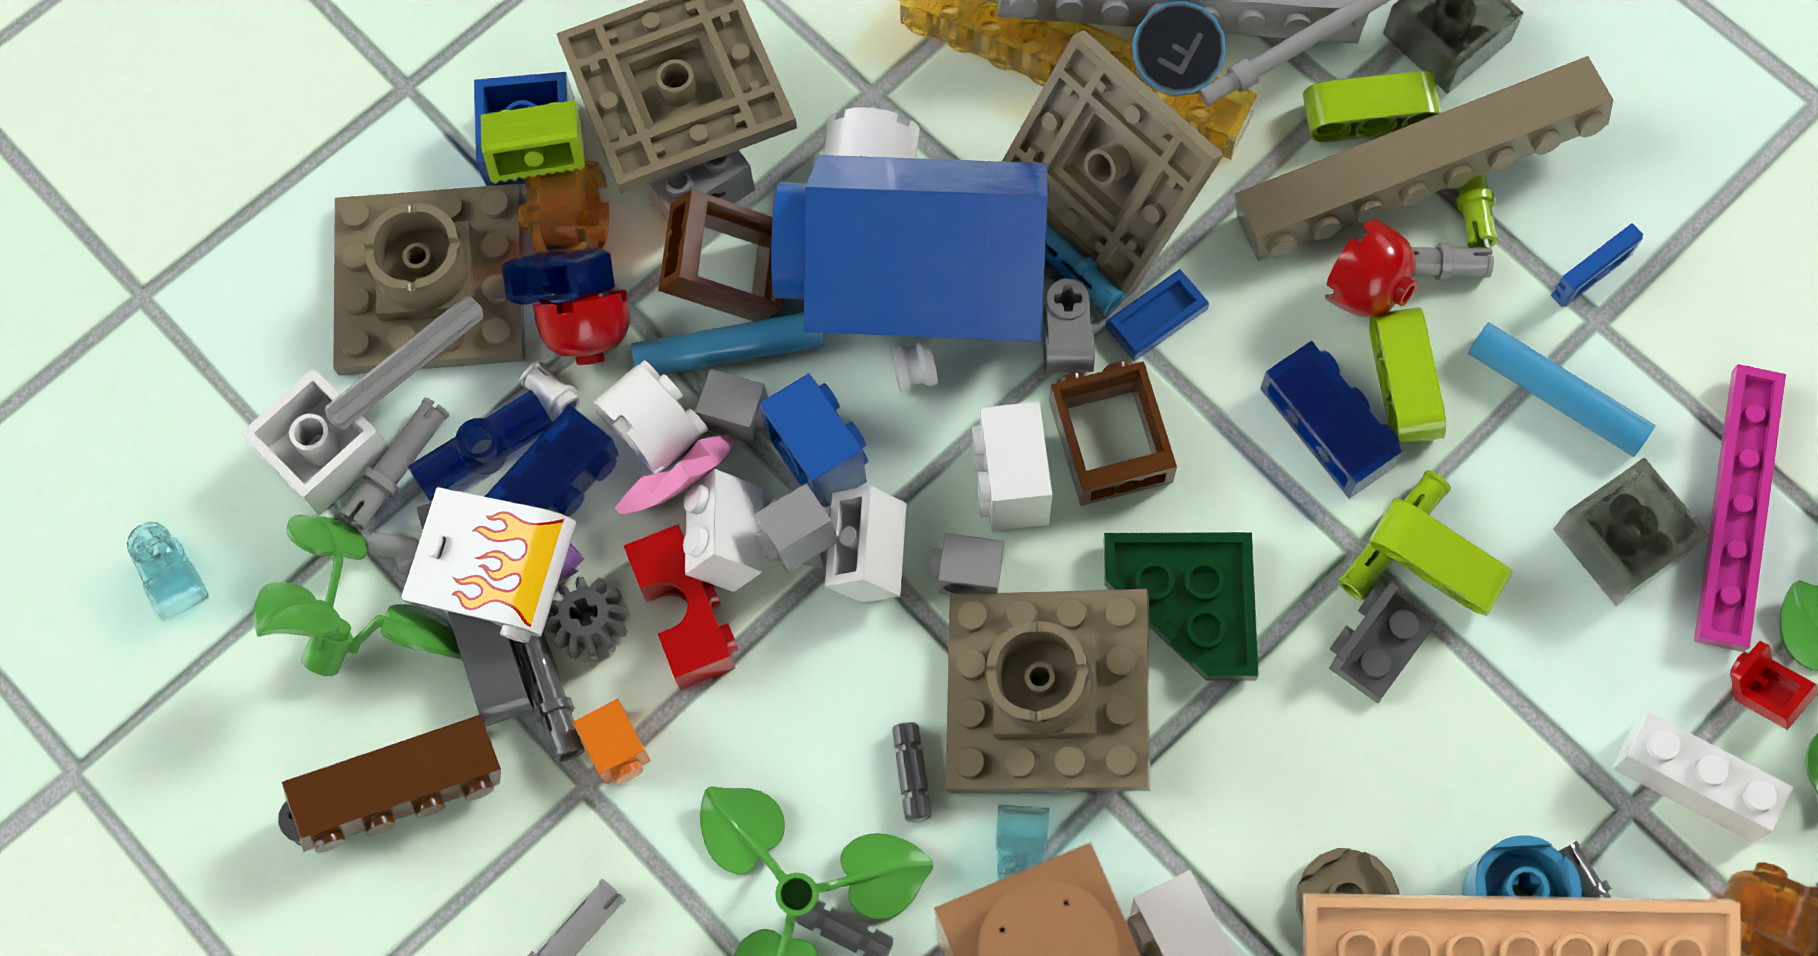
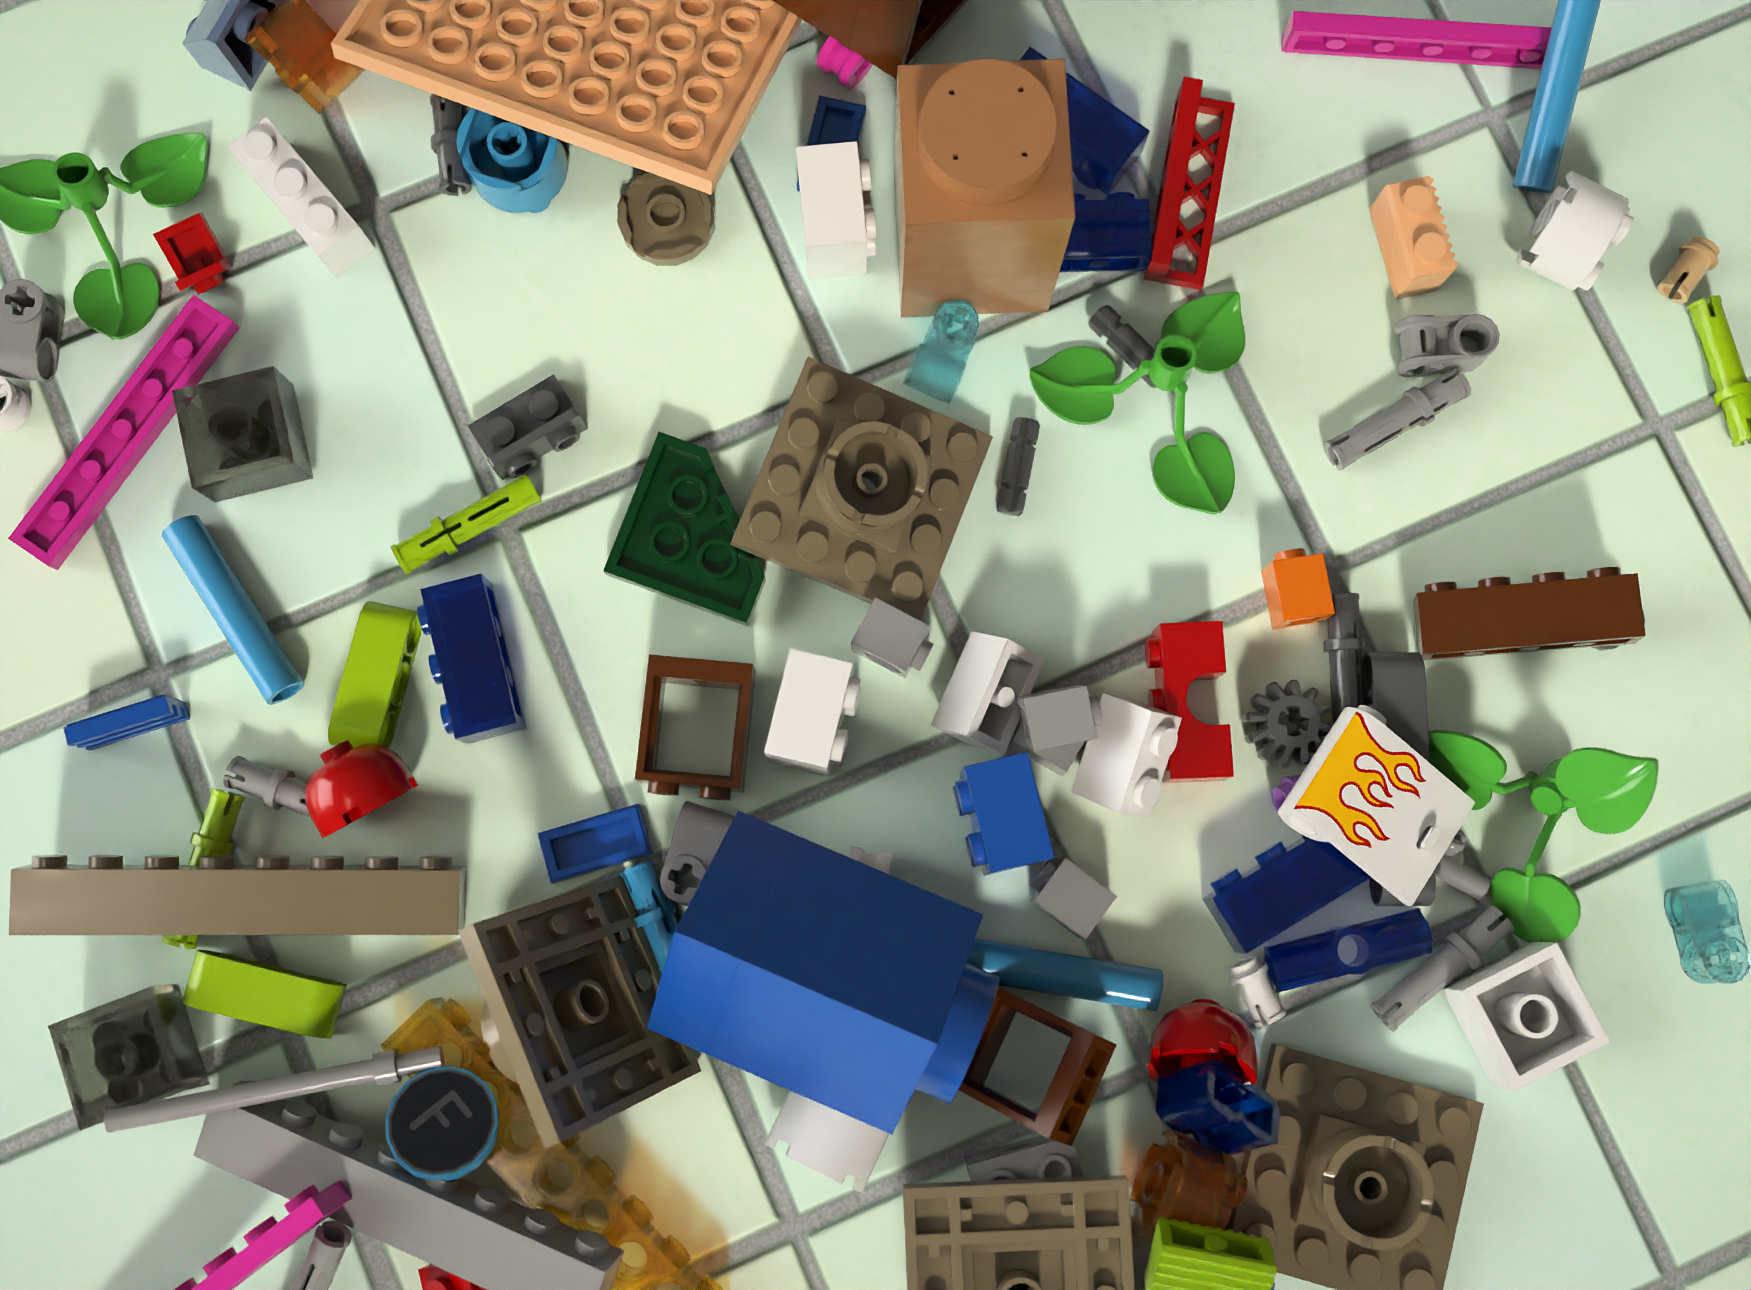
camera: 165 degrees left, 10 degrees up
(403, 362) = (1414, 1060): light grey axle -> none
(649, 417) = (1166, 907): white brick -> none
(663, 486) = (1152, 829): bright pink brick -> none
(1440, 557) = (435, 475): lime beam -> none

